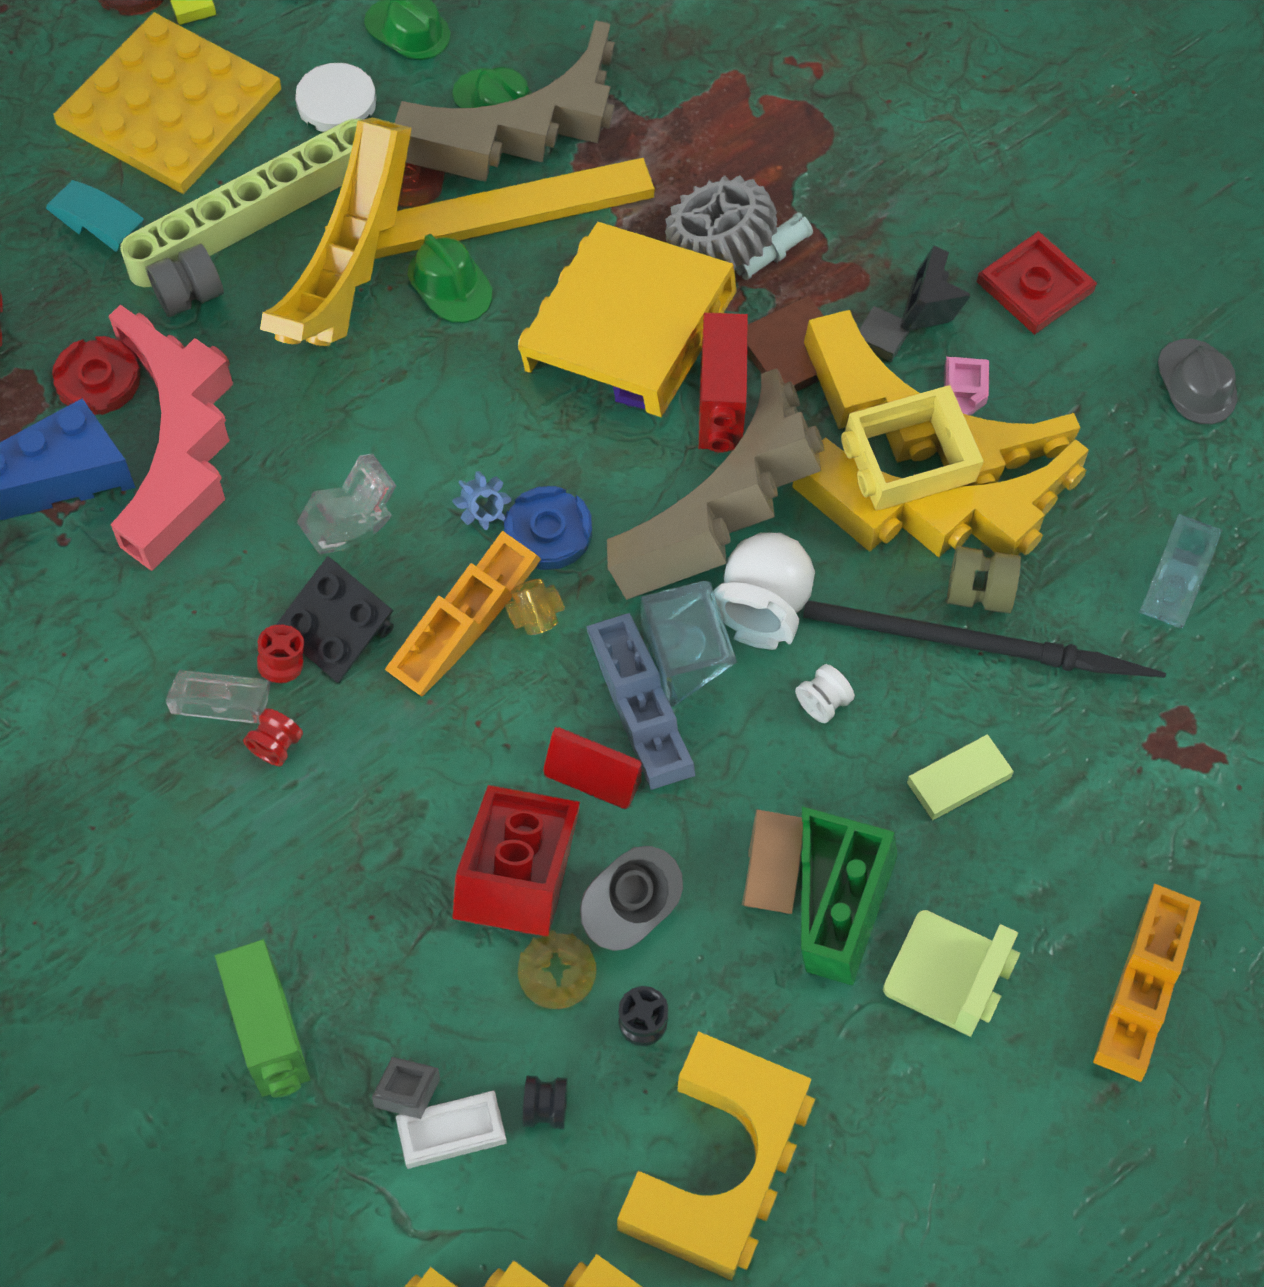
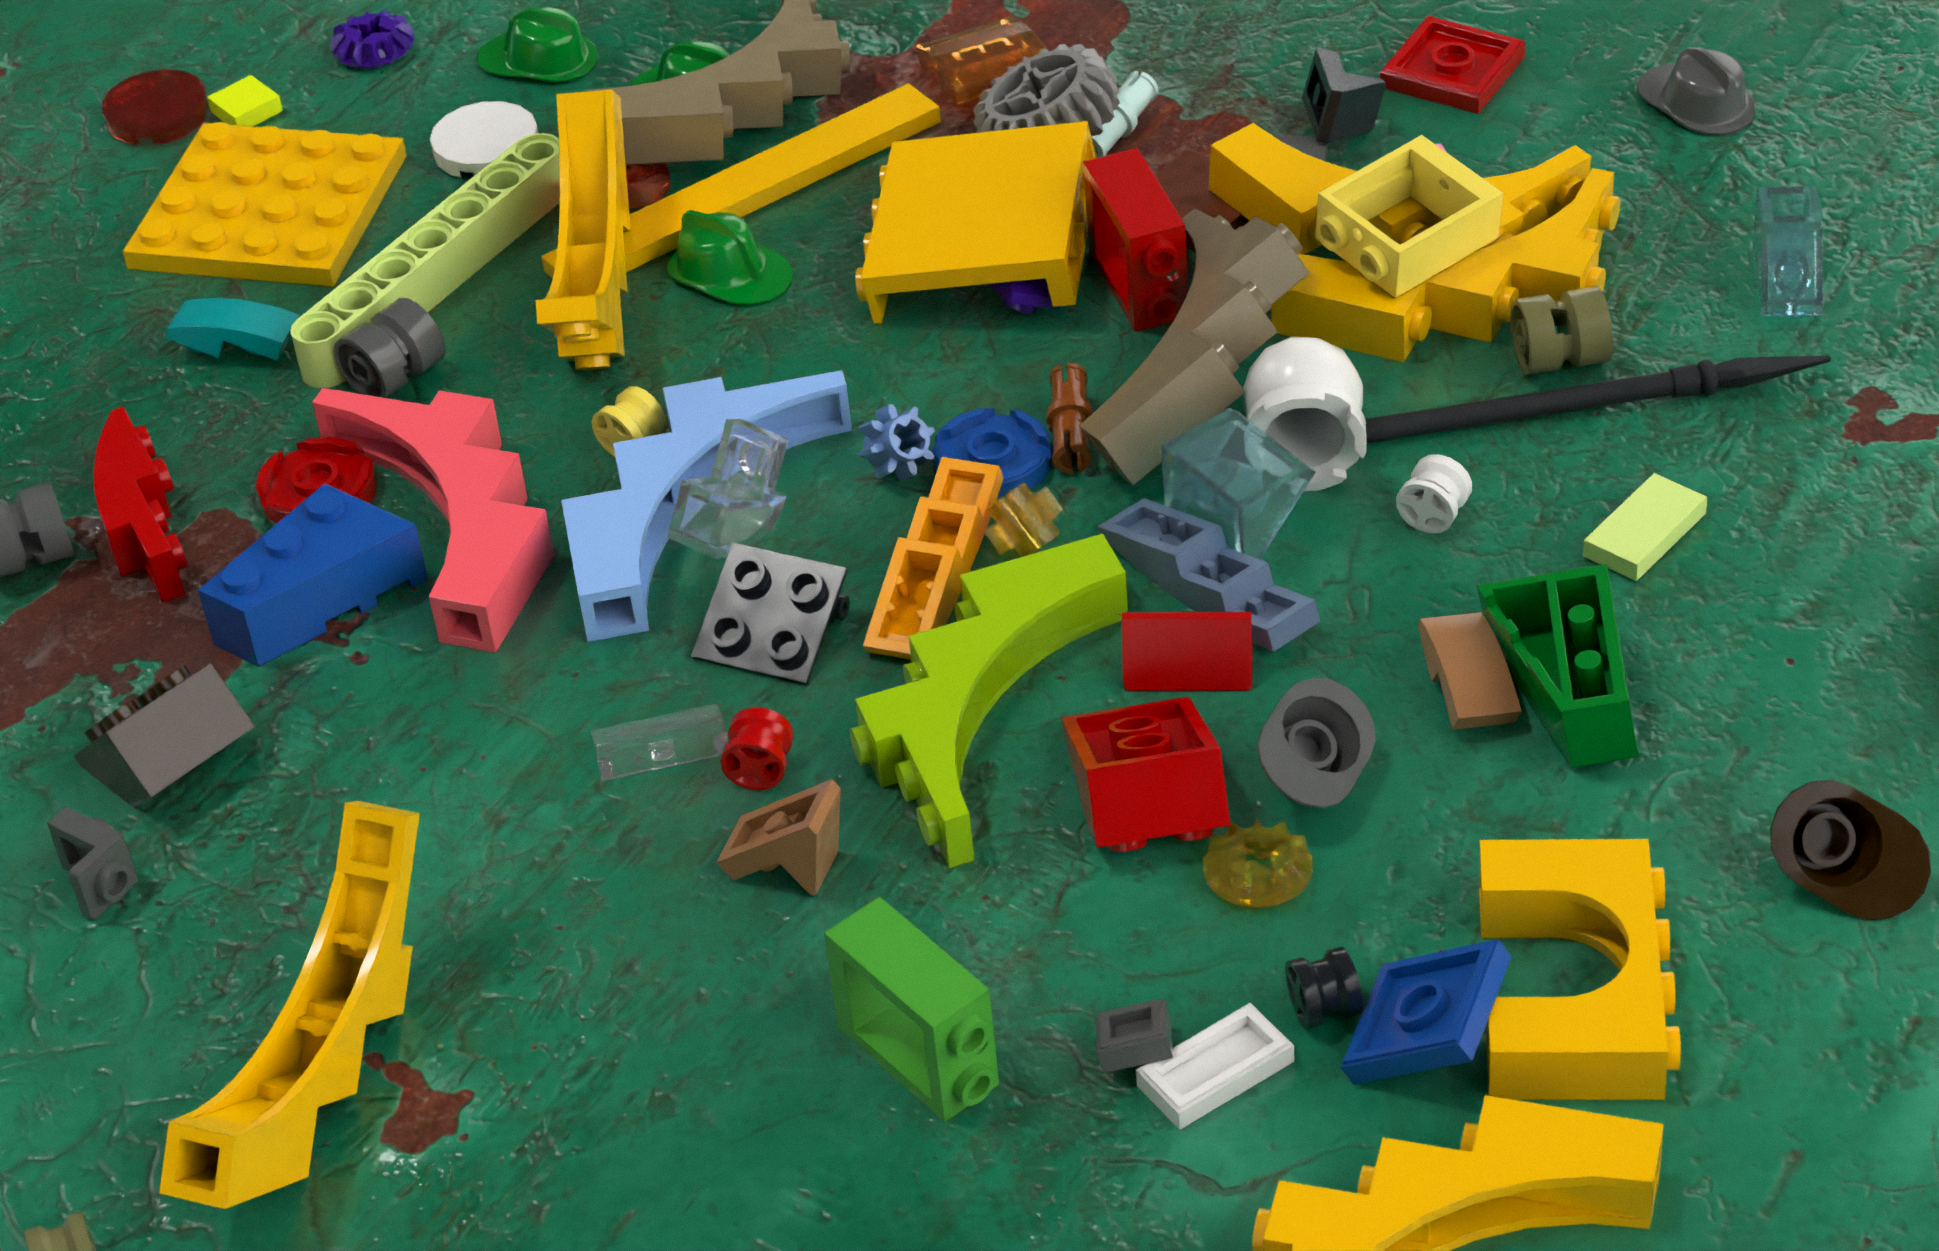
camera: 15 degrees left, 20 degrees down
(255, 826) = (791, 832): none -> medium nougat slope
(266, 508) = (623, 531): none -> light blue arch
(280, 653) = (719, 665): red wheel -> none
(315, 408) = (632, 417): none -> light yellow wheel
(487, 692) = (958, 672): none -> lime arch
(598, 1158) = (1426, 1012): none -> blue tile
(612, 517) = (1065, 415): none -> dark orange pin
(640, 1005) = (1396, 867): black wheel -> none
(706, 152) = (977, 55): none -> clear orange slope
(948, 1138) = (1850, 850): none -> dark brown piece
(951, 971) = (1755, 704): yellowish green bracket -> none

